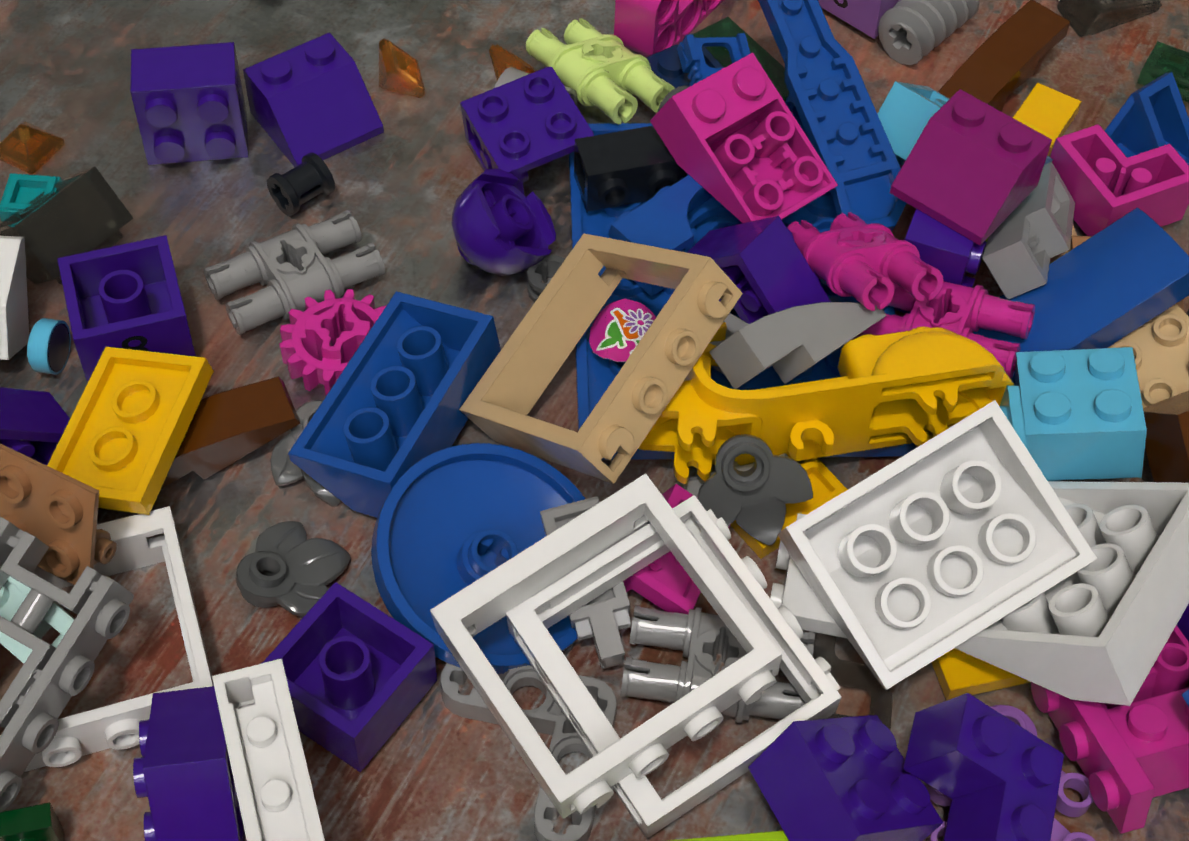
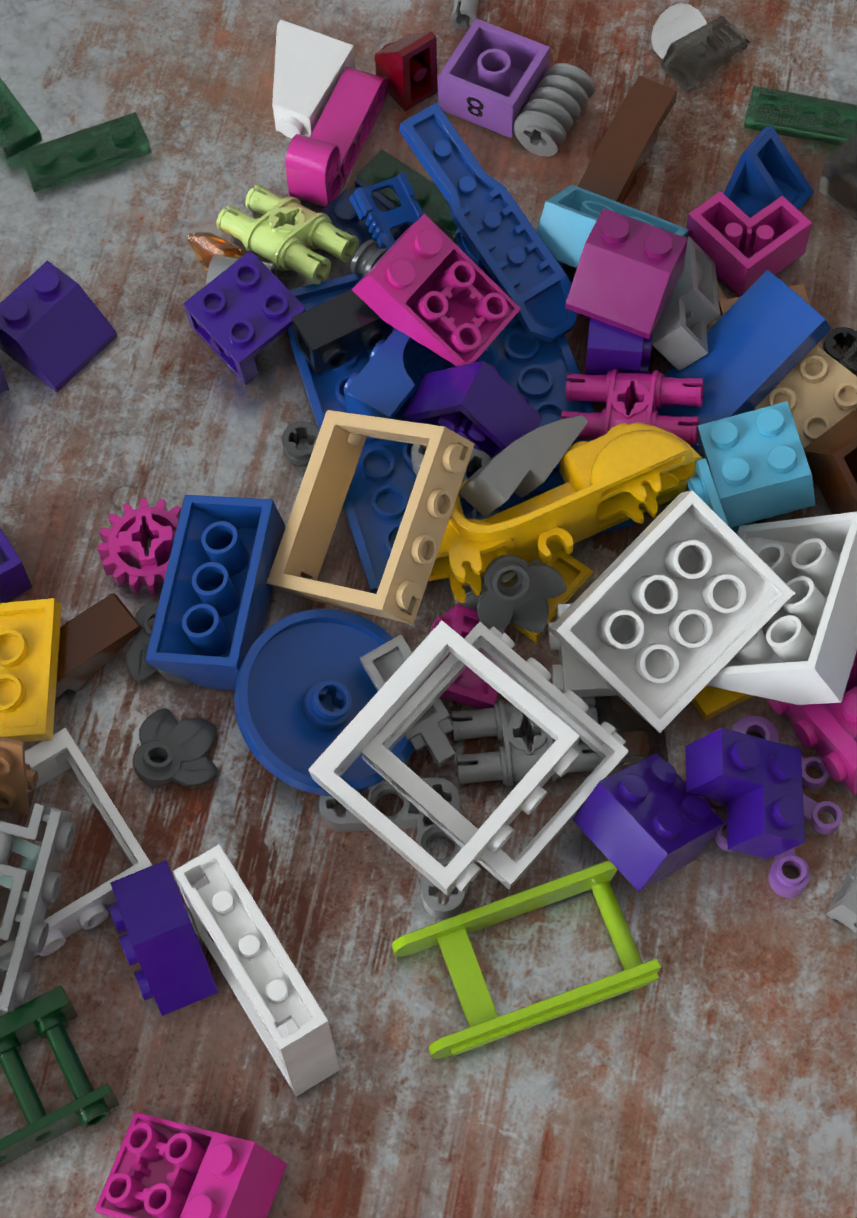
camera: 10 degrees left, 10 degrees up
(292, 270) = (89, 508): light grey pin -> none
(301, 184) = (66, 408): black bush -> none
(353, 674) = (255, 821): dark purple brick -> none
(399, 70) = (113, 274): clear orange slope -> none
(500, 225) = (250, 407): dark purple cylinder -> none
(620, 329) = (381, 480): sticker -> none
(865, 261) = (557, 374): dark pink pin -> none
(1048, 112) = (671, 187): yellow tile -> none

